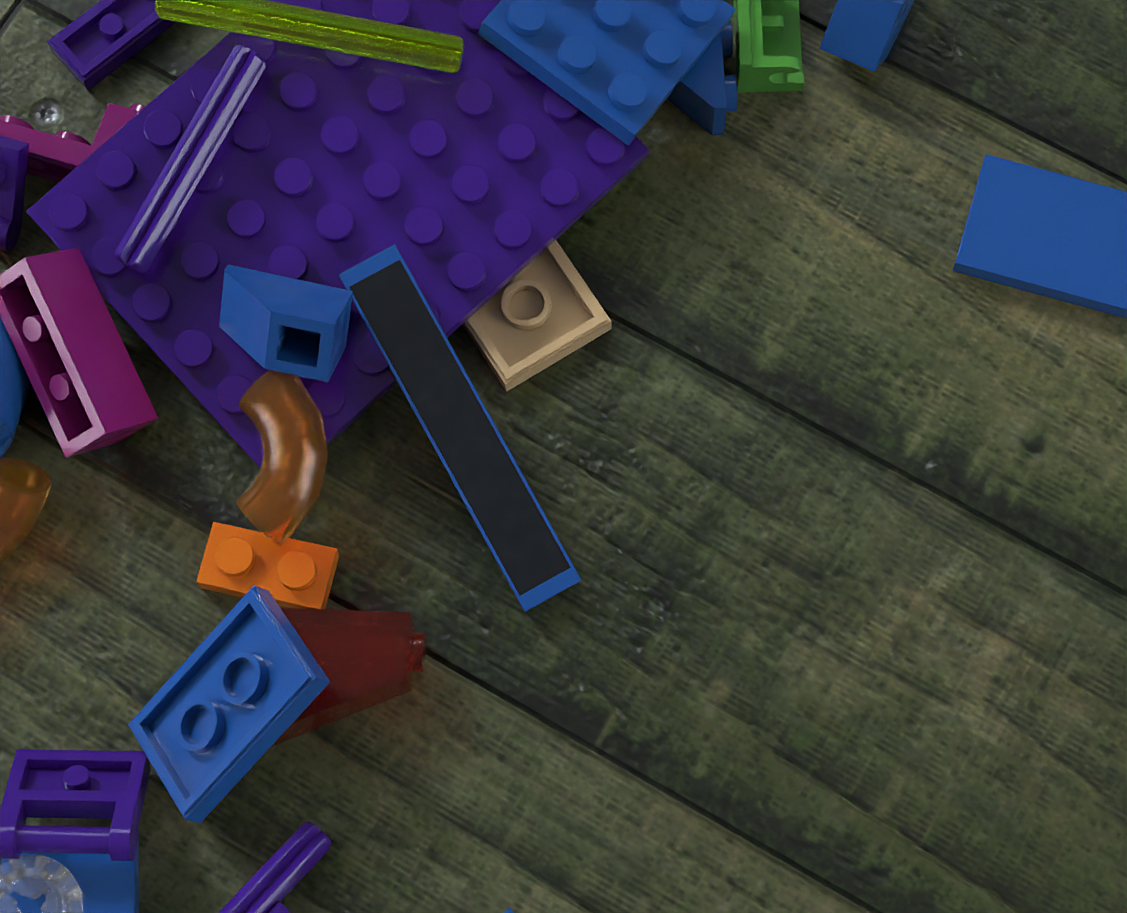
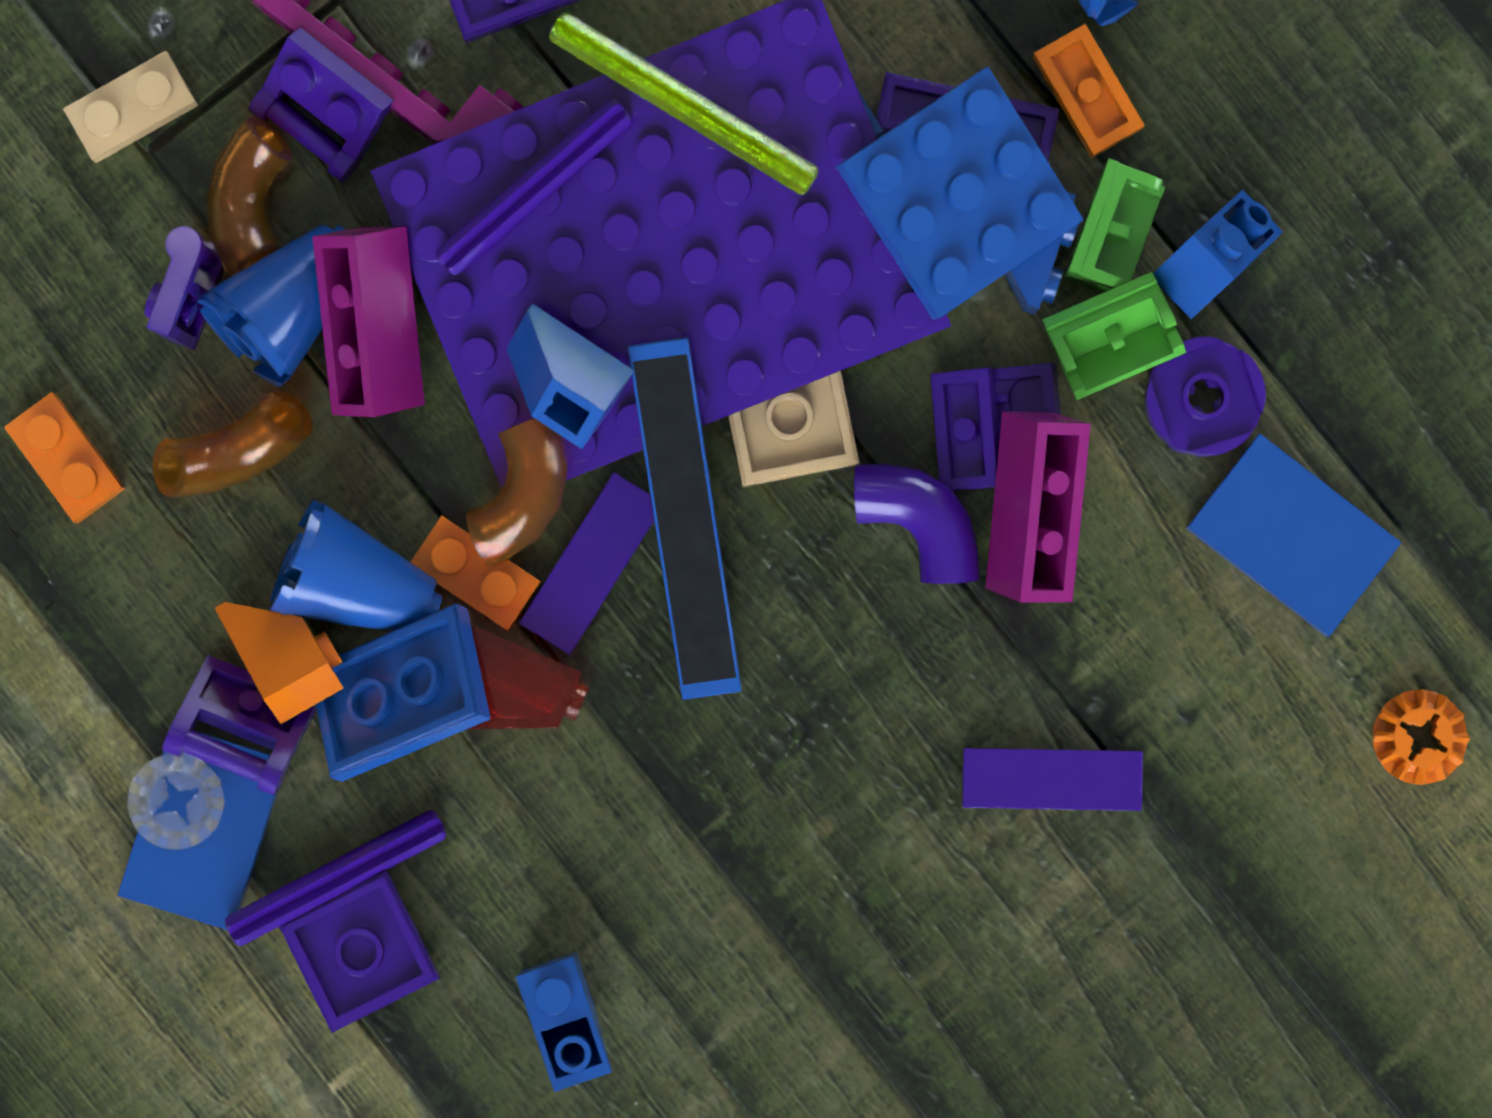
camera: 15 degrees right, 15 degrees up
(94, 714) = (282, 657): none -> orange slope
(135, 610) = (349, 577): none -> blue cone
(382, 516) = (591, 564): none -> dark purple tile
(700, 338) = (925, 509): none -> dark purple cylinder
(732, 243) = (970, 415): none -> dark purple slope
(803, 284) = (1037, 506): none -> magenta brick
(807, 112) = (1114, 336): none -> bright green hinge
(911, 174) = (1235, 413): none -> dark purple plate
(928, 552) = (1052, 779): none -> dark purple tile

